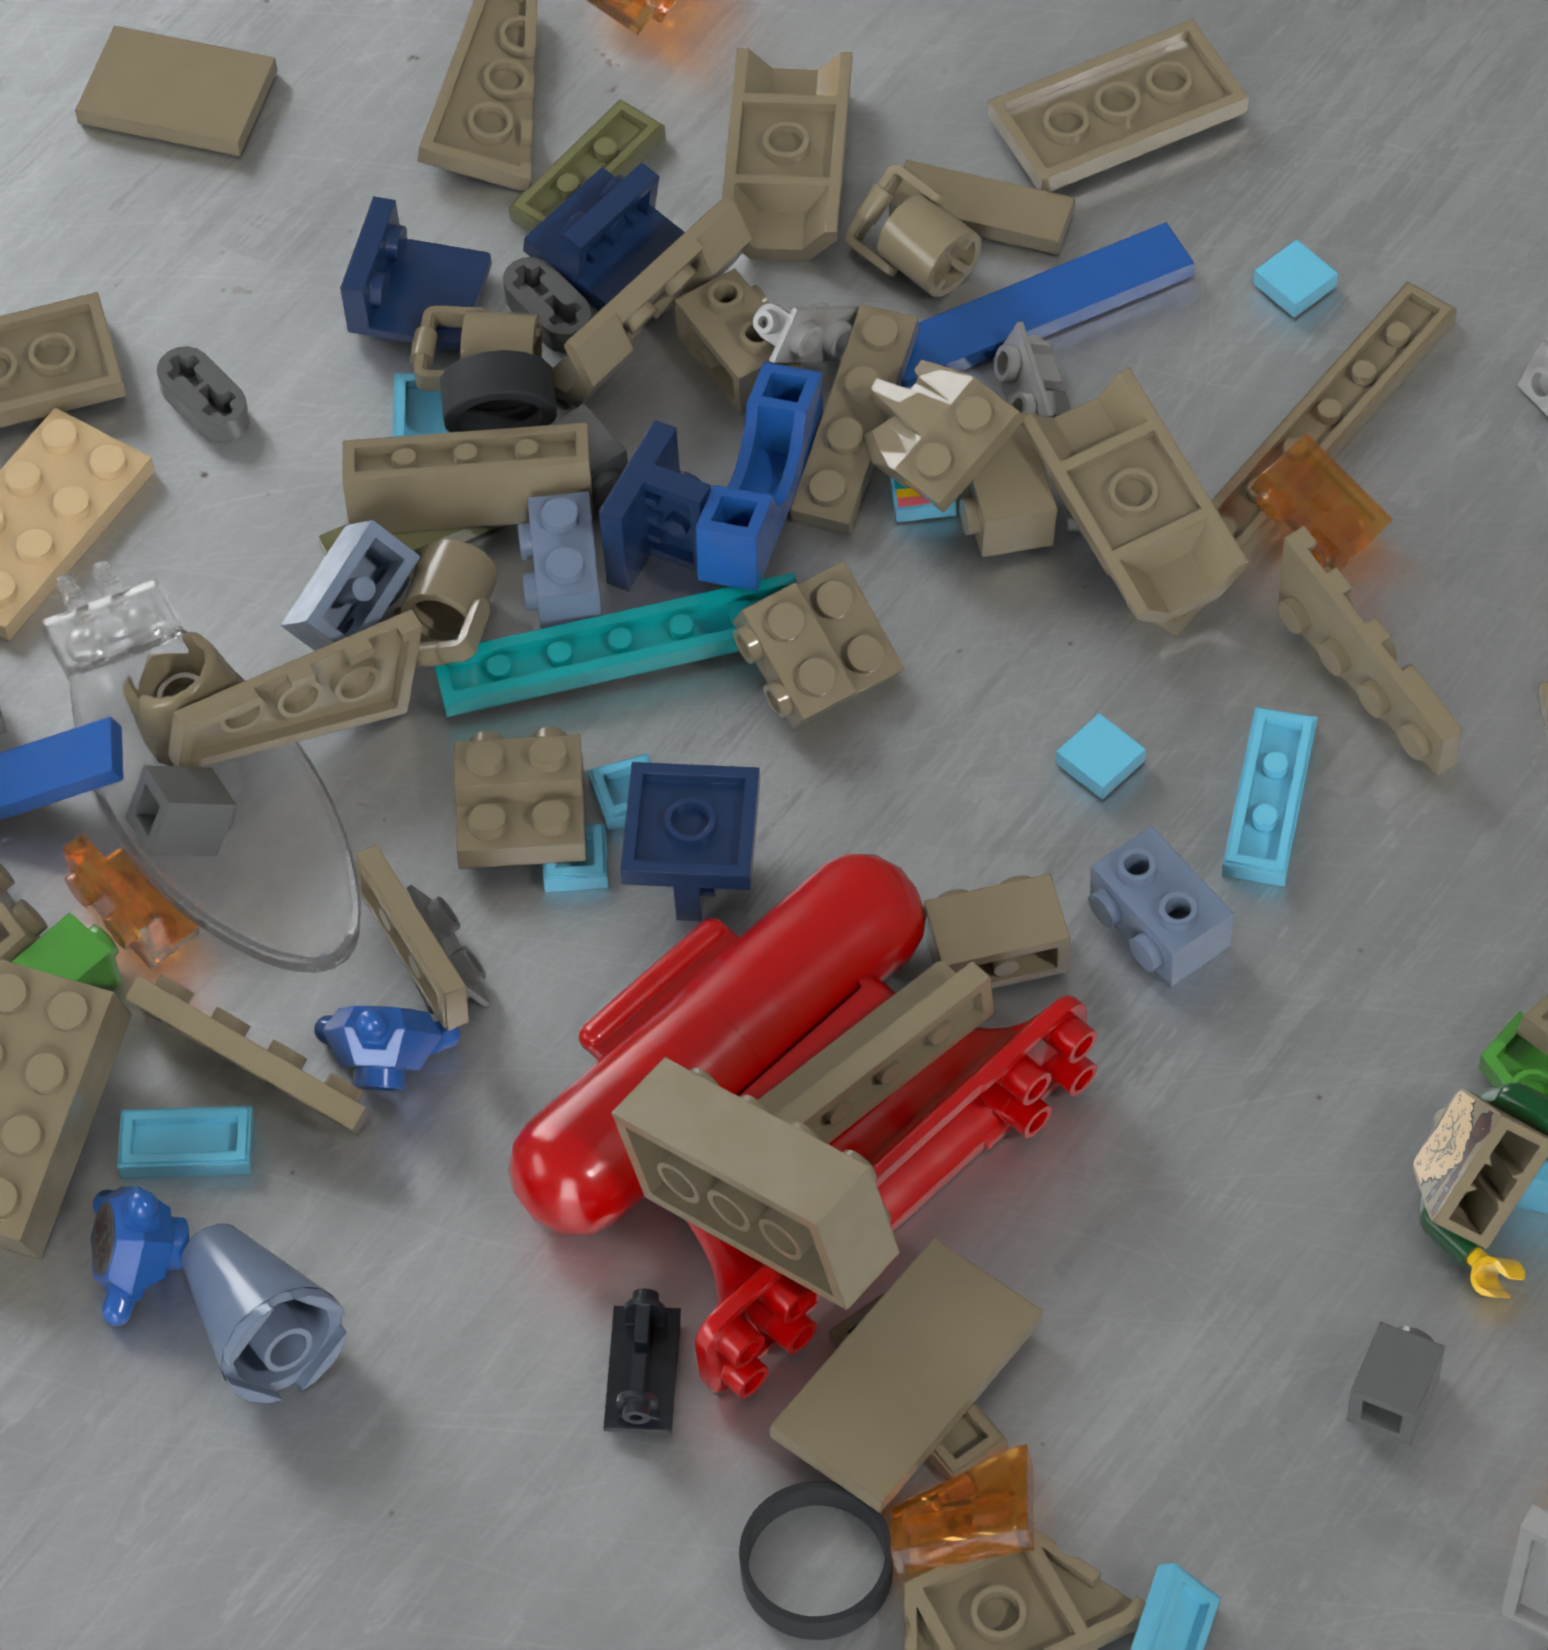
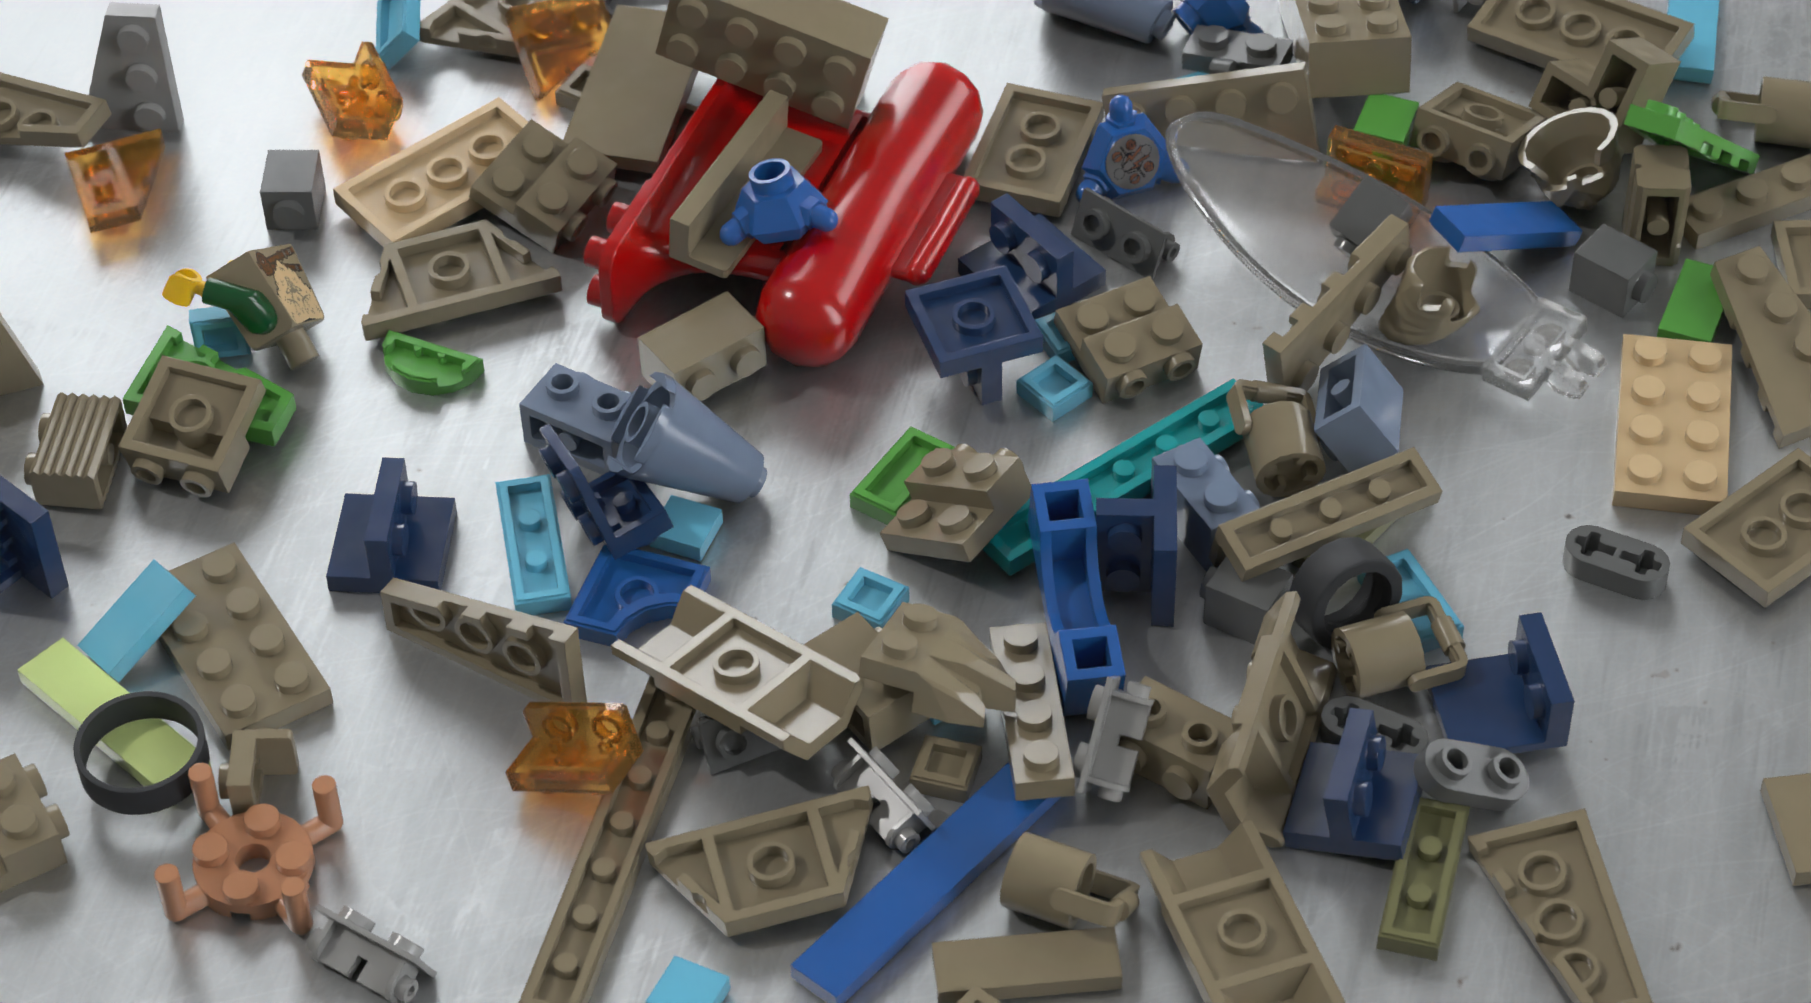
camera: 155 degrees right, 10 degrees down
(162, 1146) = (1222, 50): none -> dark grey plate
(411, 938) = (1139, 192): dark tan tile -> none
(459, 1118) = (1034, 147): none -> dark tan plate
(492, 217) = (1480, 776): none -> dark grey plate
(564, 948) = (1039, 256): none -> dark blue bracket
(844, 740) = (884, 488): none -> bright green tile
(848, 982) = (777, 206): none -> blue rock
(948, 608) = (871, 596): none -> medium azure tile
(1081, 1251) = (546, 185): none -> dark tan plate
(1087, 775) = (683, 445): none -> sand blue cone
(1180, 352) = (769, 863): none -> dark tan wing
(1183, 764) = (609, 508): none -> dark blue bracket
(1186, 705) = (631, 593): none -> blue tile
(1193, 1342) = (431, 180): none -> tan plate
(1241, 1177) = (452, 277): none -> dark tan wing
(1272, 1519) = (355, 97): none -> clear orange bracket
(1310, 1076) = (428, 366): none -> bright green tile
(1423, 844) = (391, 535): none -> dark blue bracket

